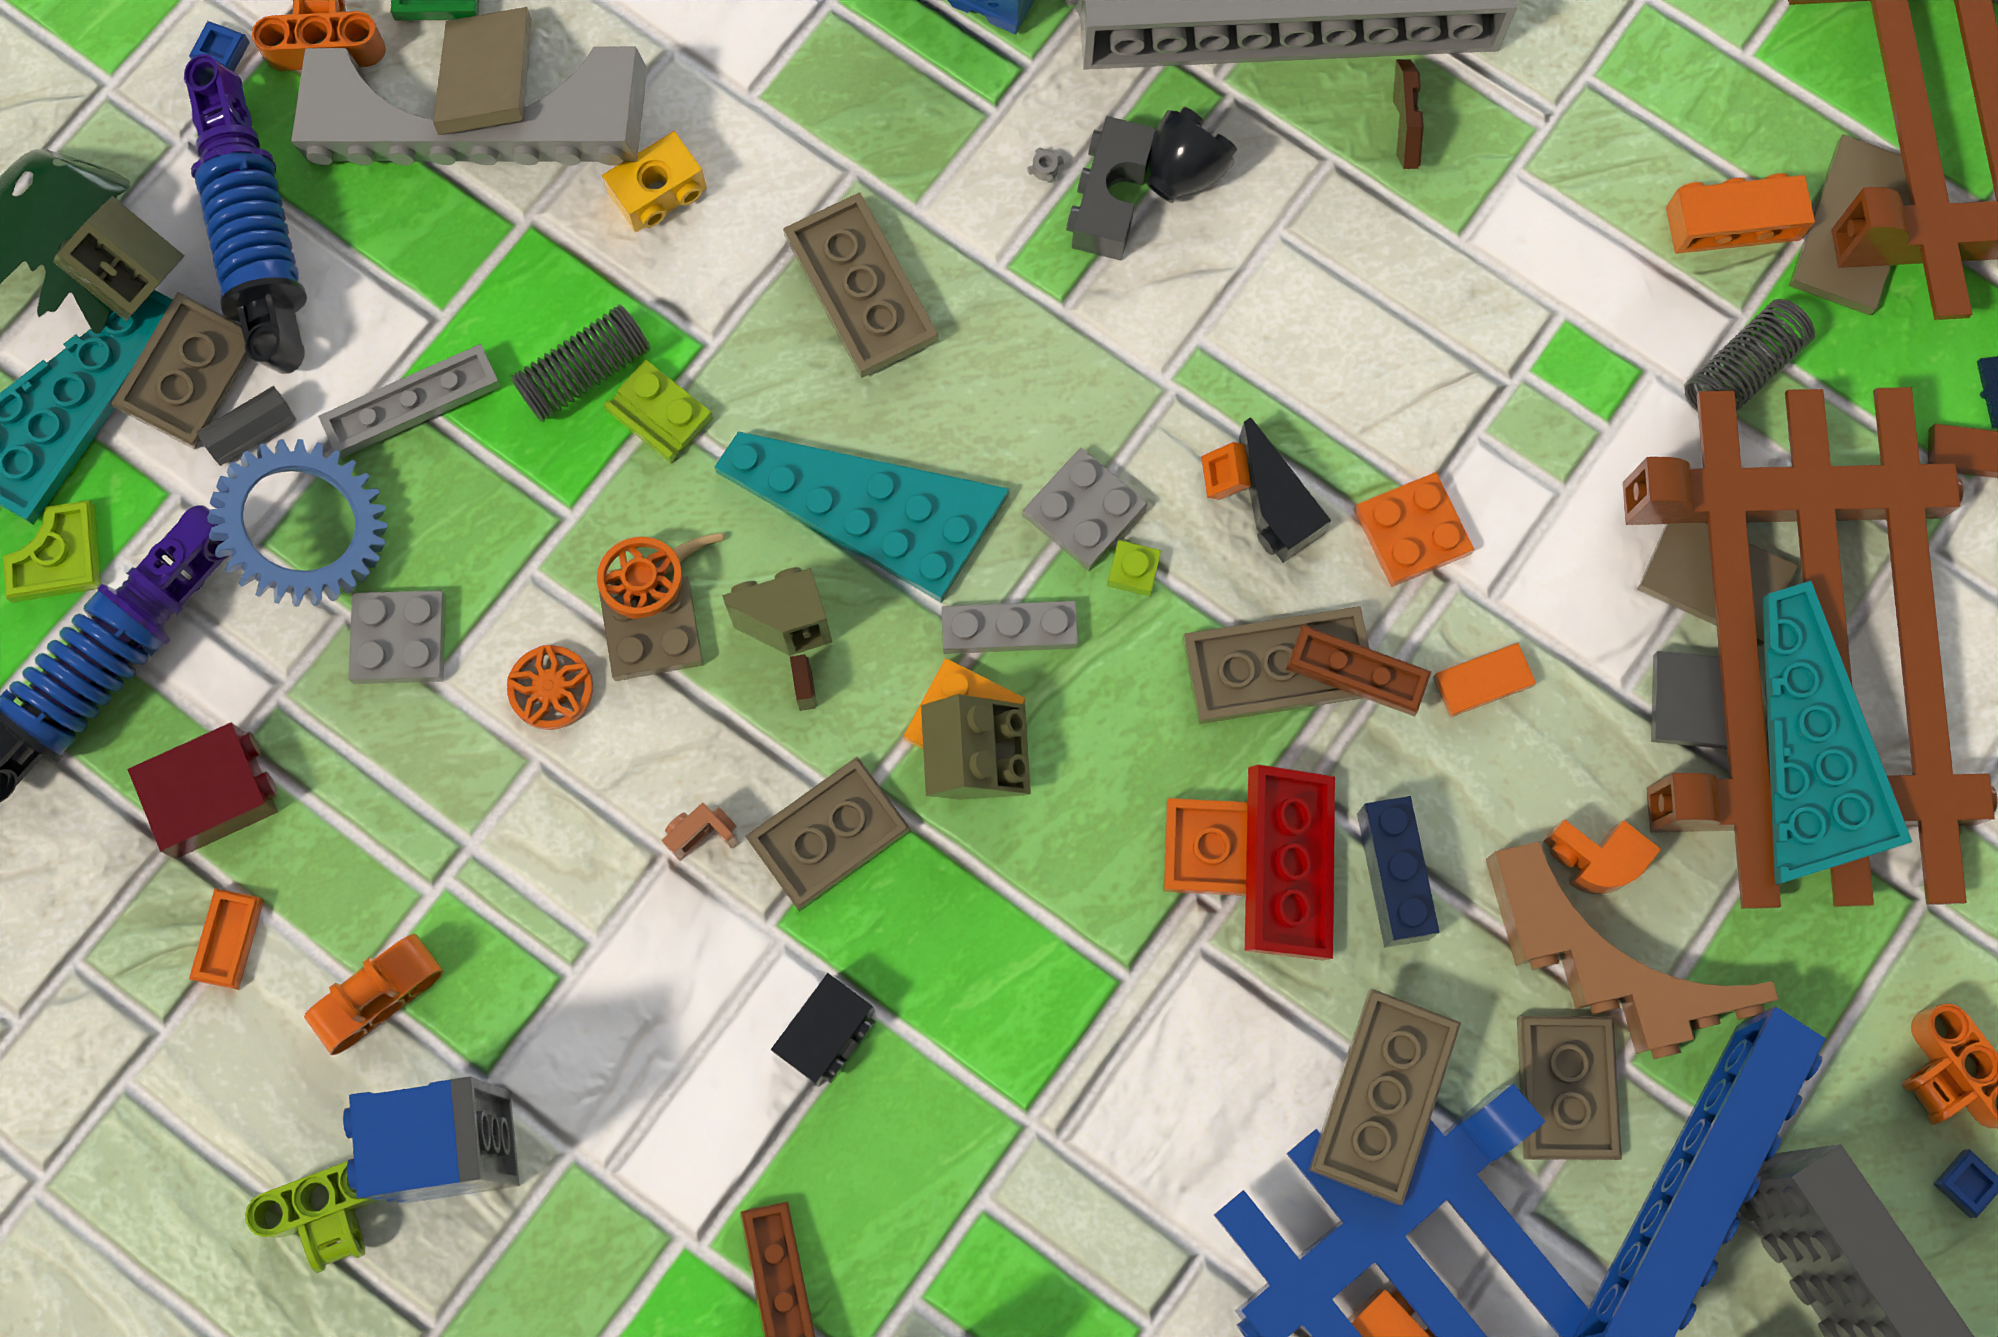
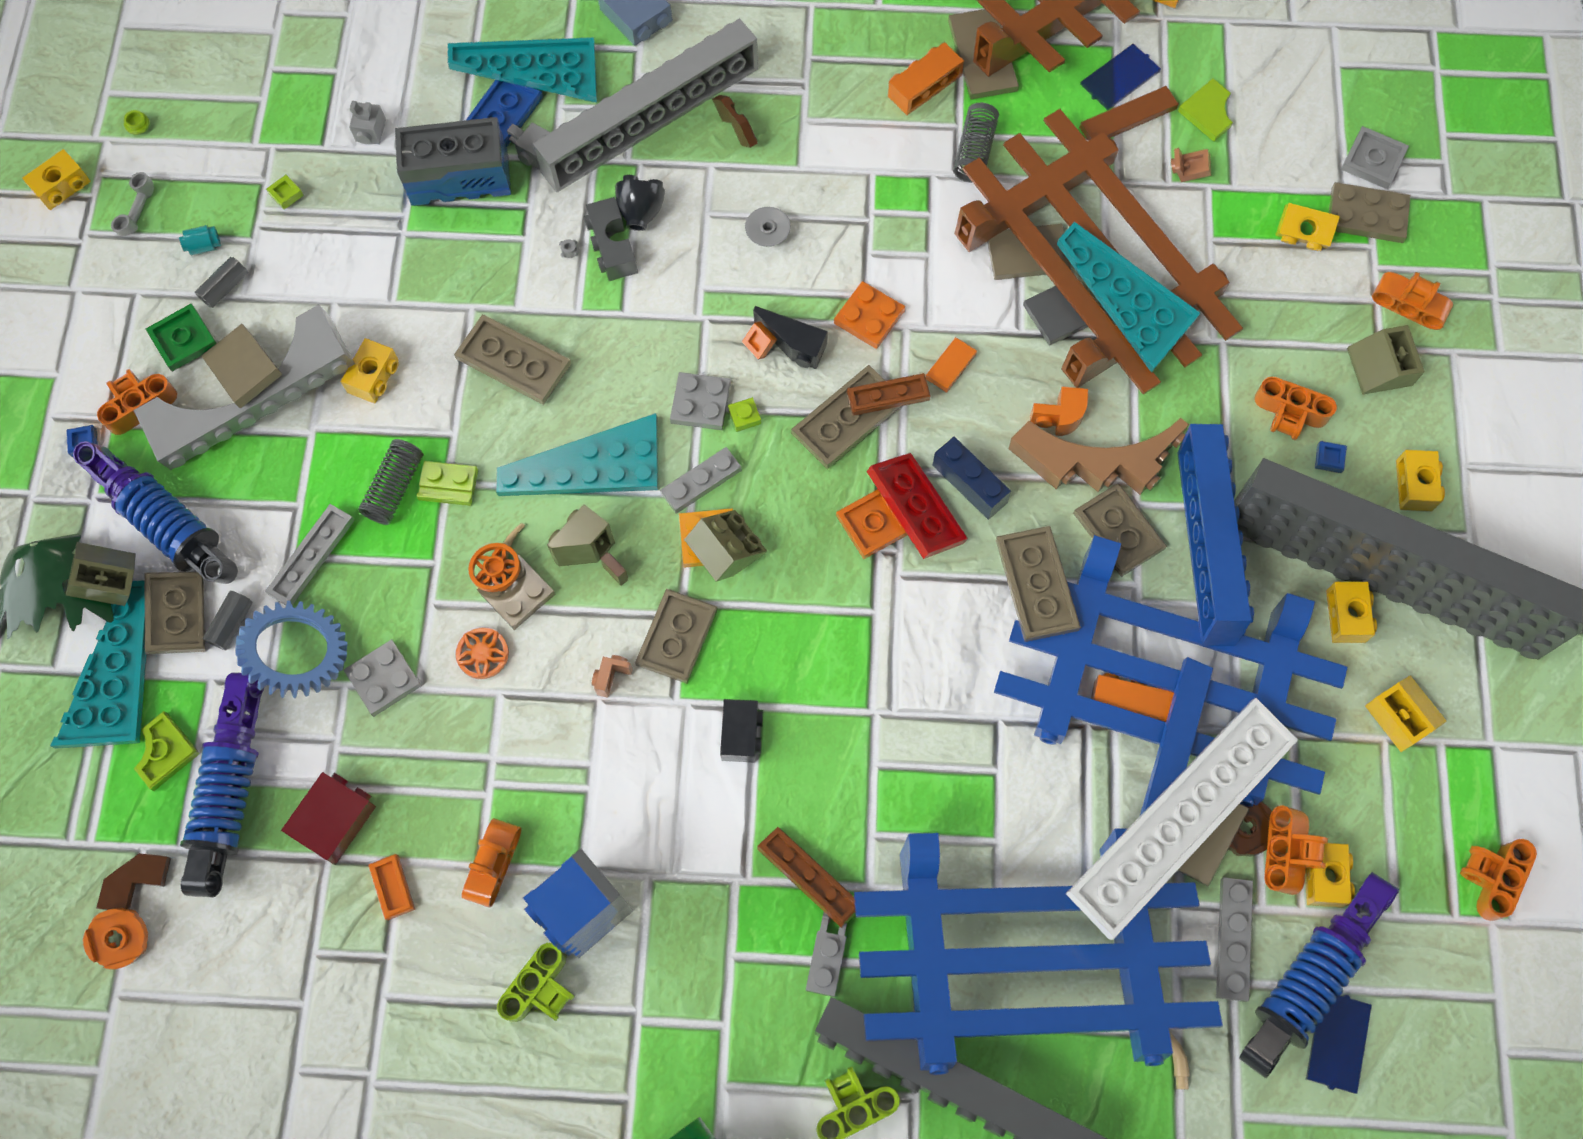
camera: 30 degrees left, 5 degrees down
(1351, 289) = (764, 219): none -> light grey piece

